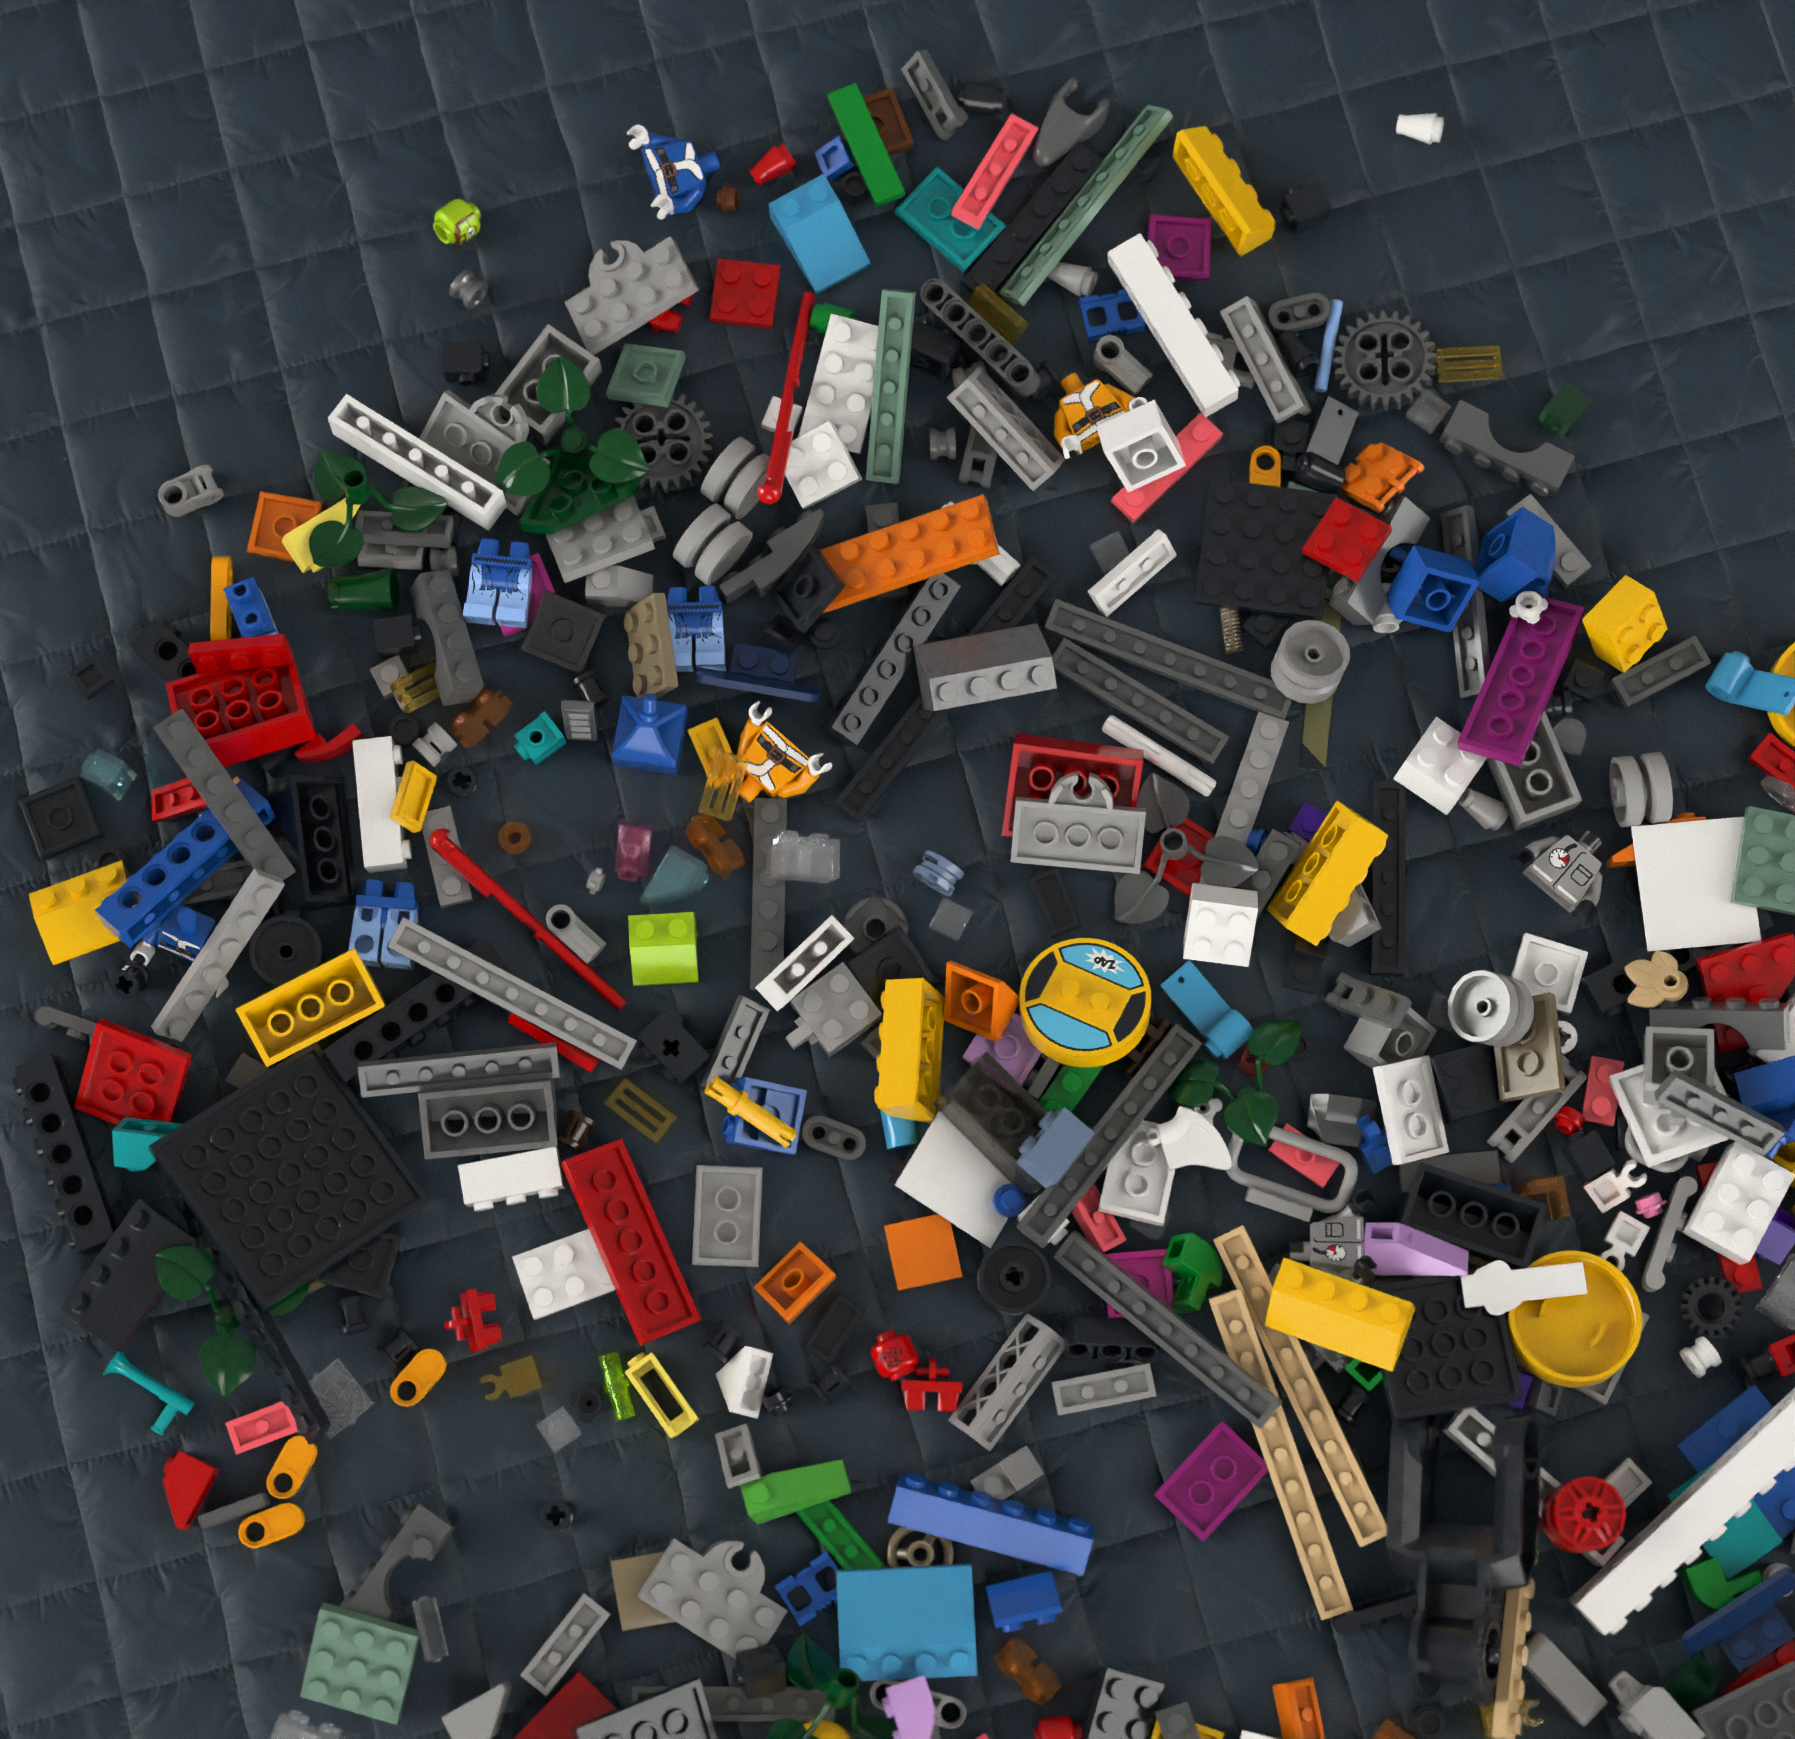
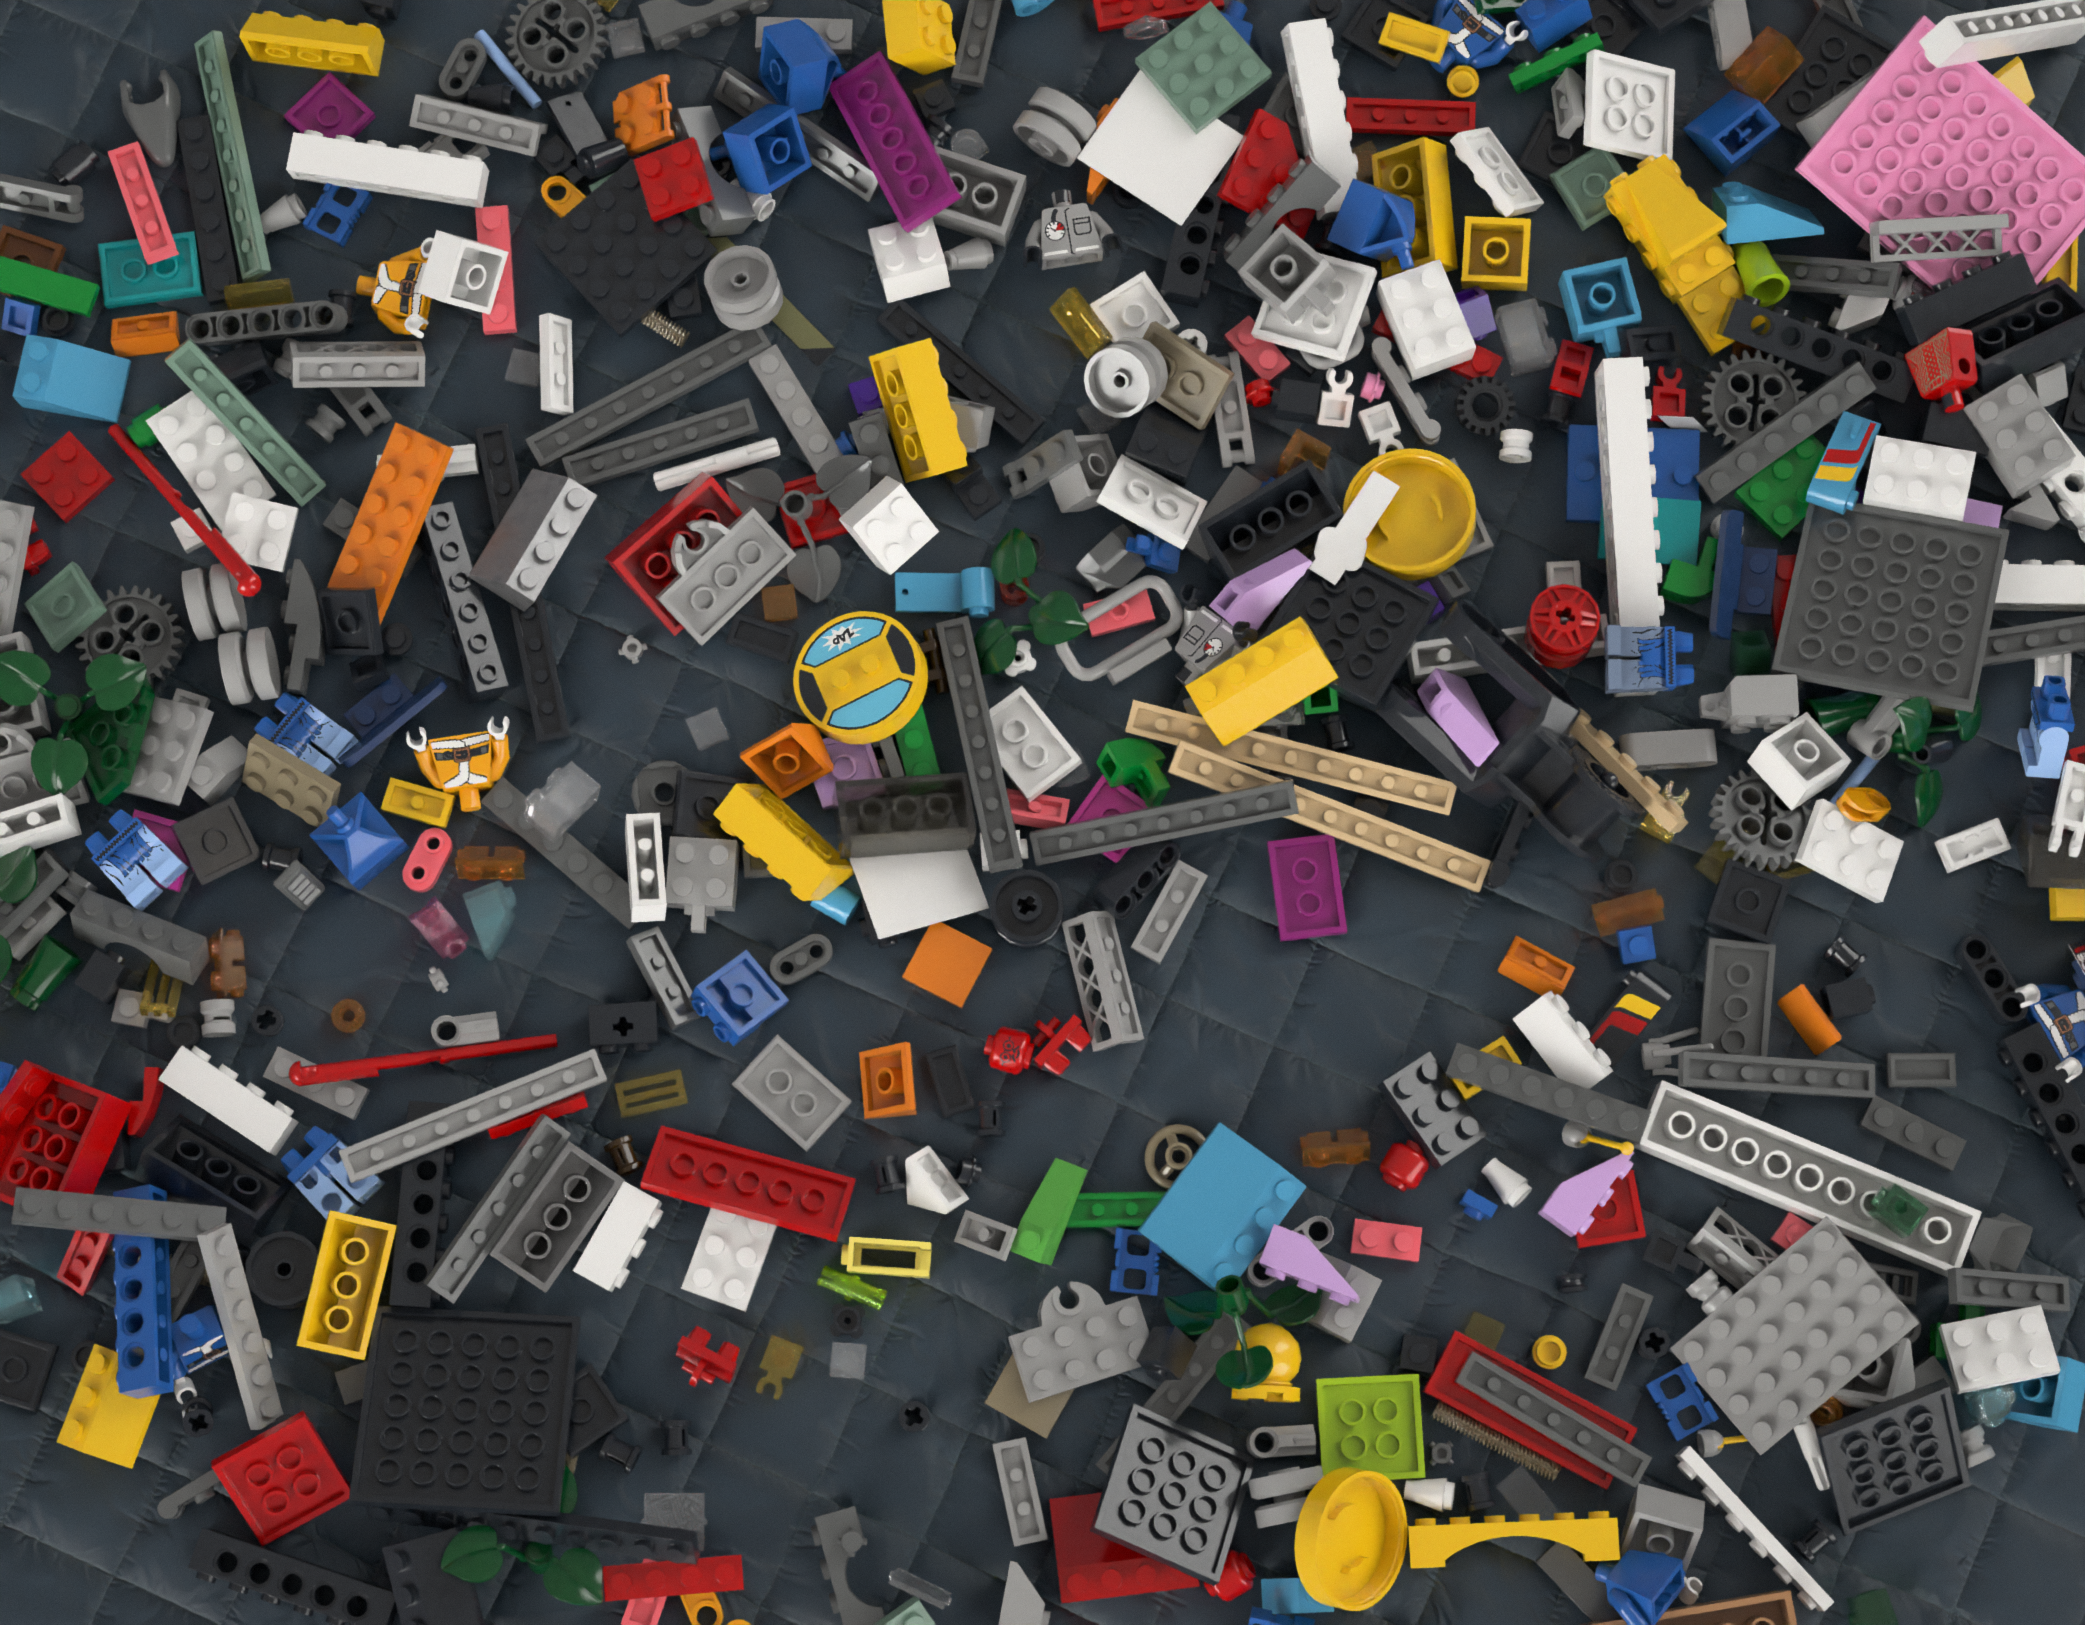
camera: 50 degrees left, 0 degrees up
(133, 1139) = (333, 1515): teal slope -> none
(277, 1422) = (672, 1578): none -> red plate
(413, 796) = (246, 1068): yellow tile -> none
(423, 1372) = (712, 1433): light orange piece -> none
(551, 739) = (294, 942): teal brick -> none
(663, 948) = (539, 969): lime slope -> none
(679, 799) = (430, 860): none -> coral plate
(735, 788) = (461, 809): clear yellow tile -> none
(740, 1104) = (713, 1007): yellow pin -> none
(899, 257) = (145, 334): none -> orange slope
(938, 873) = (663, 707): sand blue wheel -> none
(964, 812) = (632, 649): none -> light grey piece
(992, 1523) = (1200, 1081): brick -> none
(1009, 1200) = (964, 863): blue plate -> none
(1009, 1475) = (1174, 1042): light grey slope -> none
(1024, 1600) = (1278, 1103): blue slope -> none
(1054, 1146) = (953, 790): sand blue brick -> none
(1092, 892) = (779, 603): none -> clear orange tile
(1123, 367) = (387, 236): light grey piece -> none
(1190, 1141) = (1035, 687): white arm -> none
(1445, 1488) = (1458, 713): none -> lavender slope
(1505, 938) = (1080, 322): none -> clear yellow plate
(1529, 600) = (840, 84): white plate -> none
(1618, 1614) = (1656, 654): none -> hips
(1651, 980) = (1205, 239): tan plate -> none
(1719, 1112) = (1347, 272): plate -> none

